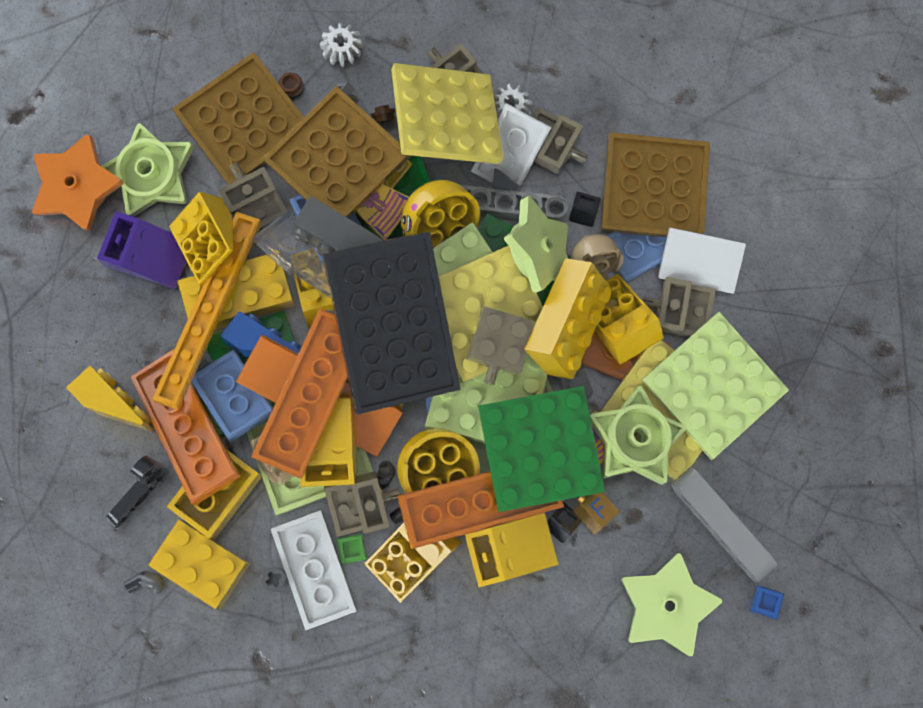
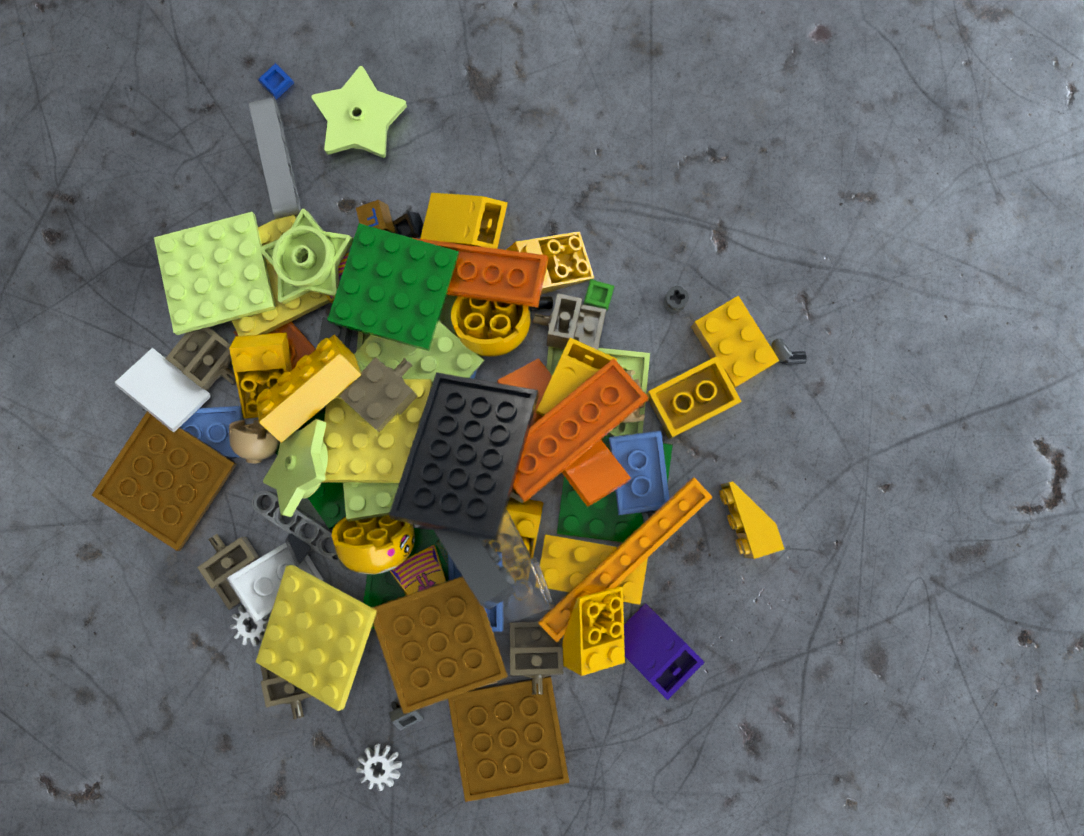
camera: 155 degrees left, 5 degrees up
(74, 183) = (679, 740): orange plate -> none
(148, 475) = (759, 432): black beam -> none
(164, 180) = (634, 740): yellowish green plate -> none
(187, 436) = (695, 453): orange tile -> none
(245, 332) = (600, 518): blue slope -> none
(291, 84) = (445, 751): reddish brown plate -> none
(313, 570) = (639, 292): white plate -> none
(383, 114) = (374, 676): reddish brown plate -> none
(385, 474) = (538, 343): dark grey arm -> none
(584, 209) = (239, 492): black slope -> none

